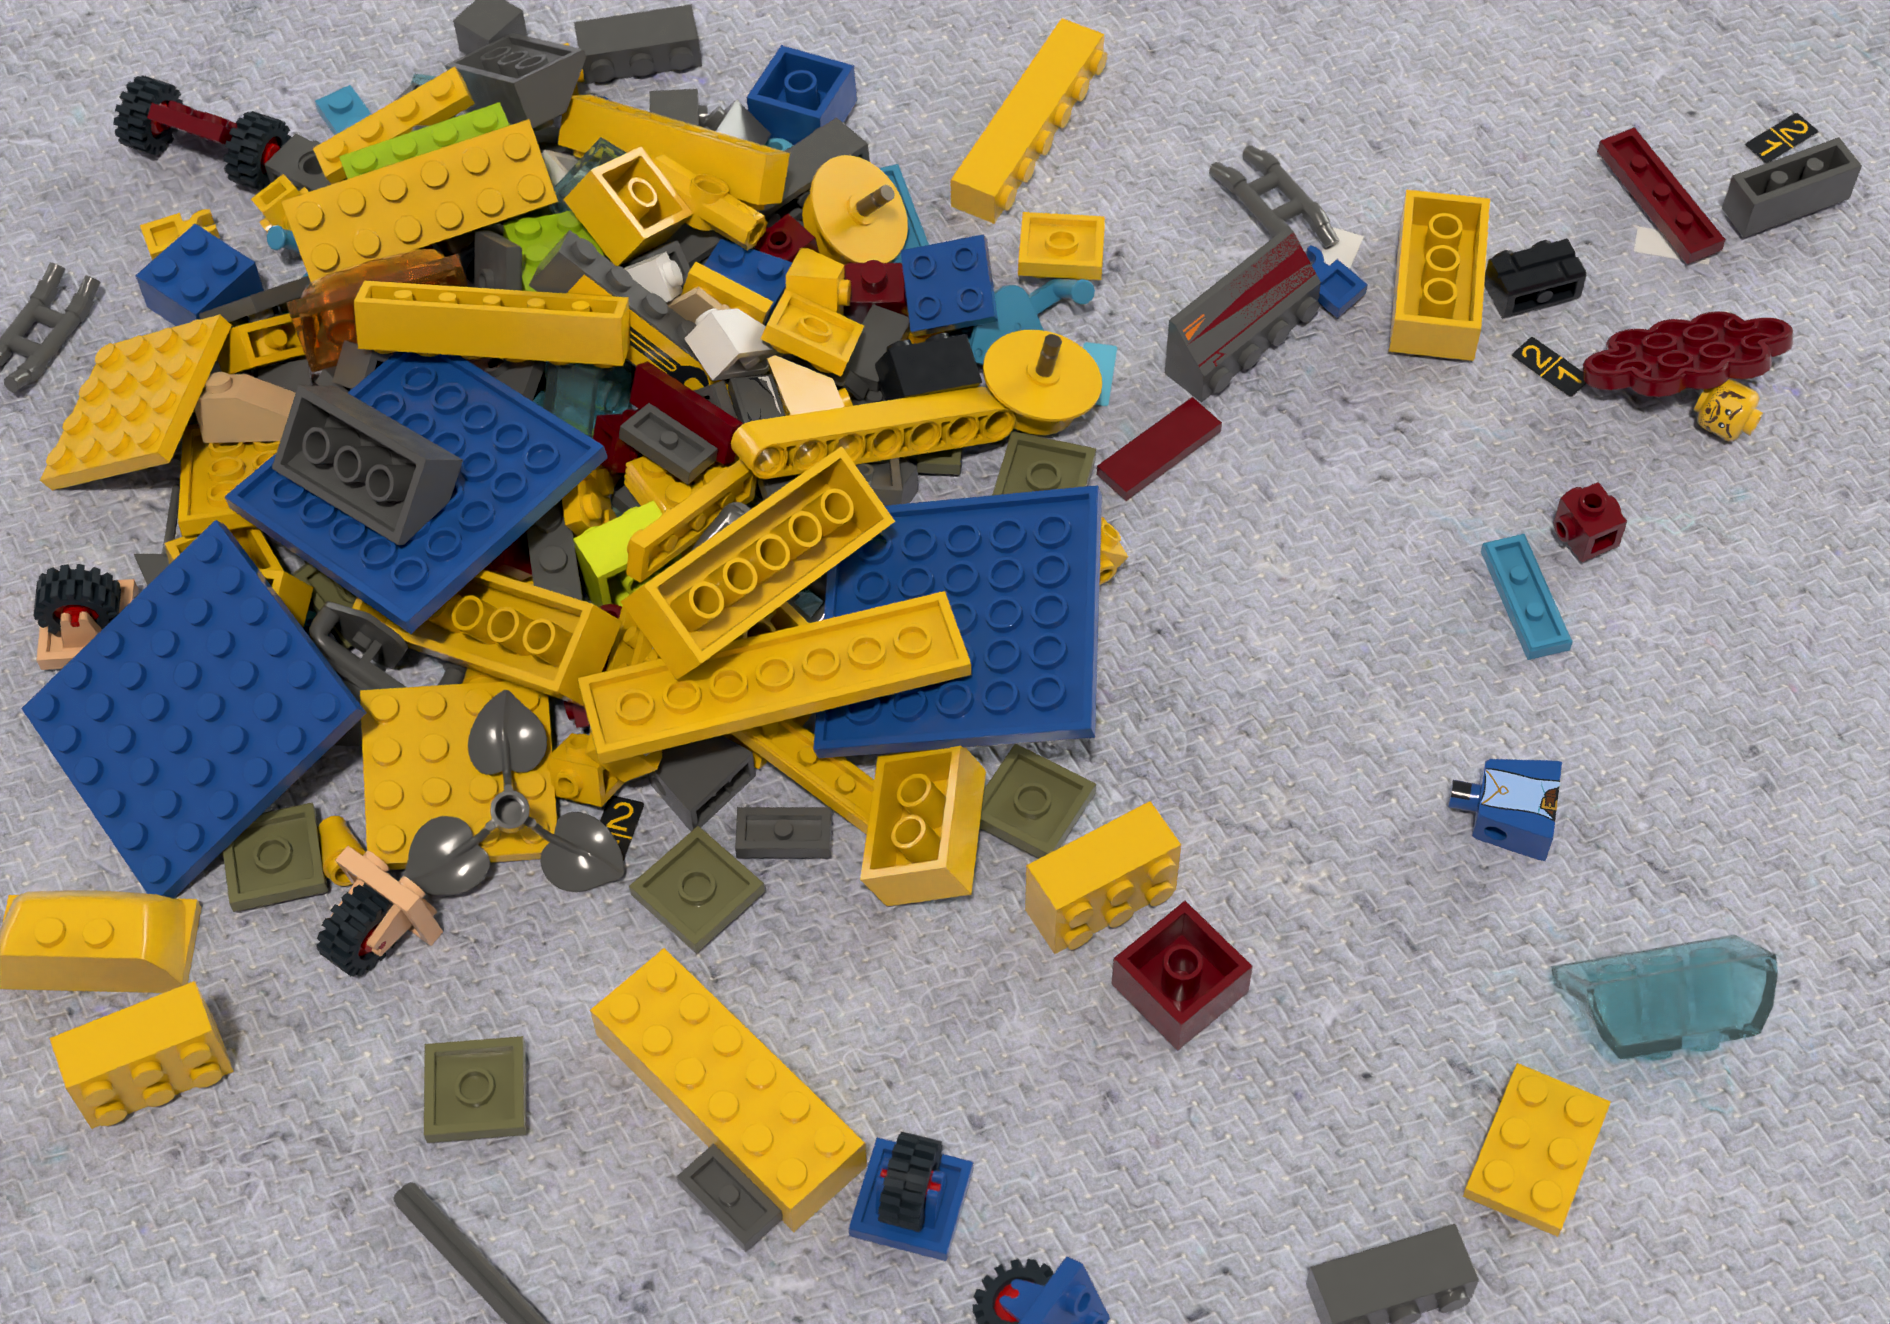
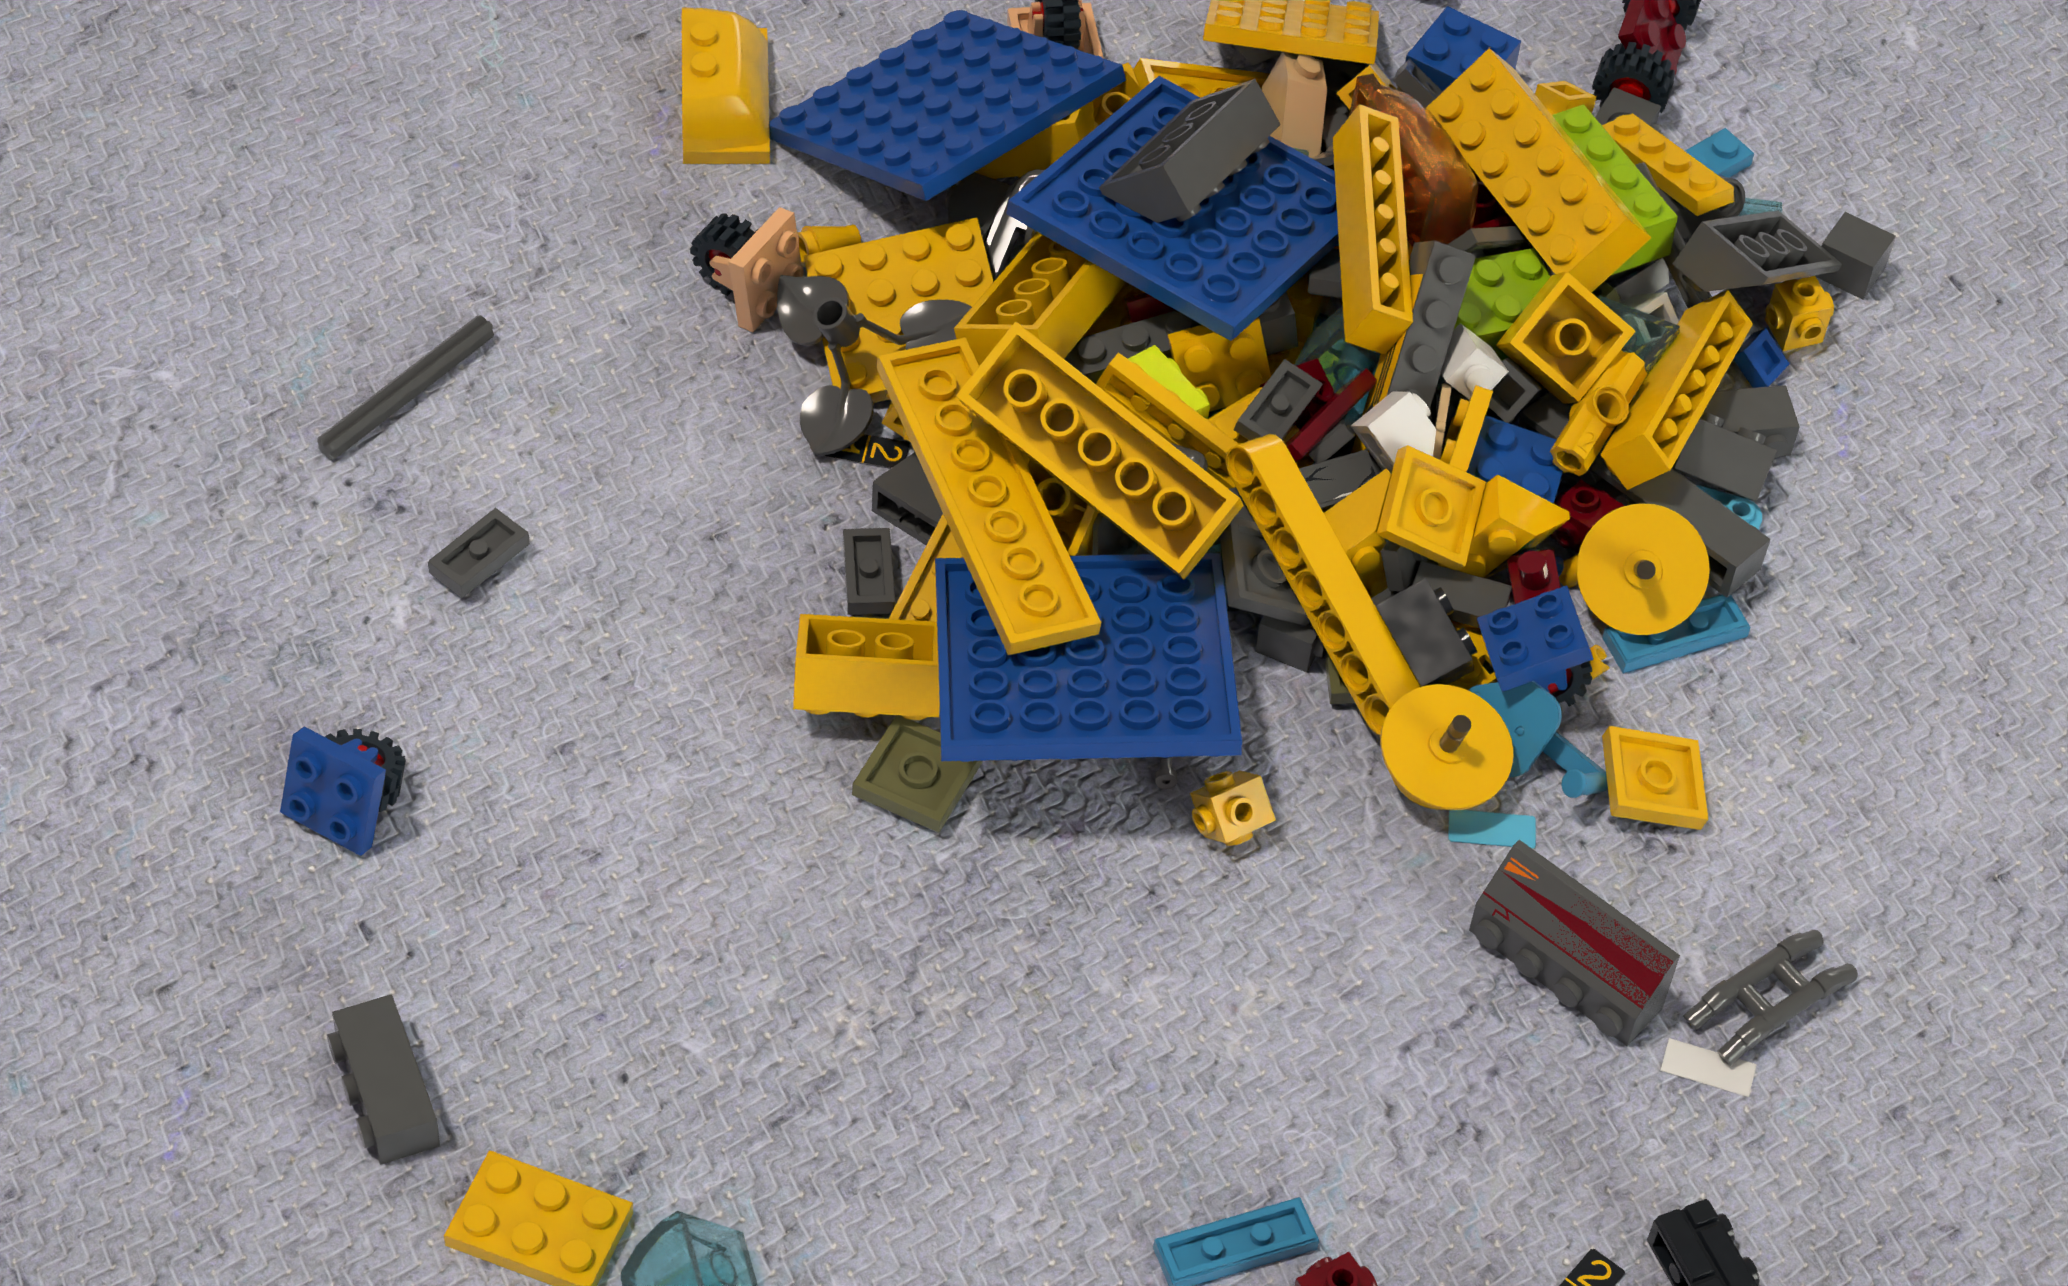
camera: 80 degrees right, 5 degrees down
(141, 1055) = (599, 123): yellow brick -> none
(164, 231) = (1533, 44): yellow plate -> none
(275, 859) = (817, 194): olive plate -> none
(475, 1089) = (584, 362): olive plate -> none
(638, 44) = (1867, 382): dark grey brick -> none
(697, 889) = (801, 507): olive plate -> none
(729, 1087) = (583, 540): yellow brick -> none
(801, 93) = (1813, 523): blue brick -> none
(911, 1196) = (476, 682): blue plate -> none
(1027, 121) = (1842, 743): yellow brick -> none
(1043, 464) = (1328, 773): olive plate -> none
(1102, 878) = (817, 817): yellow brick -> none
(1159, 448) = (1391, 884): dark red tile -> none
(1181, 975) = (714, 891): dark red brick -> none
(1339, 285) = (1654, 1050): blue plate -> none
(1440, 275) = (1678, 1149): yellow brick -> none
(1512, 804) = (945, 1210): blue torso -> none

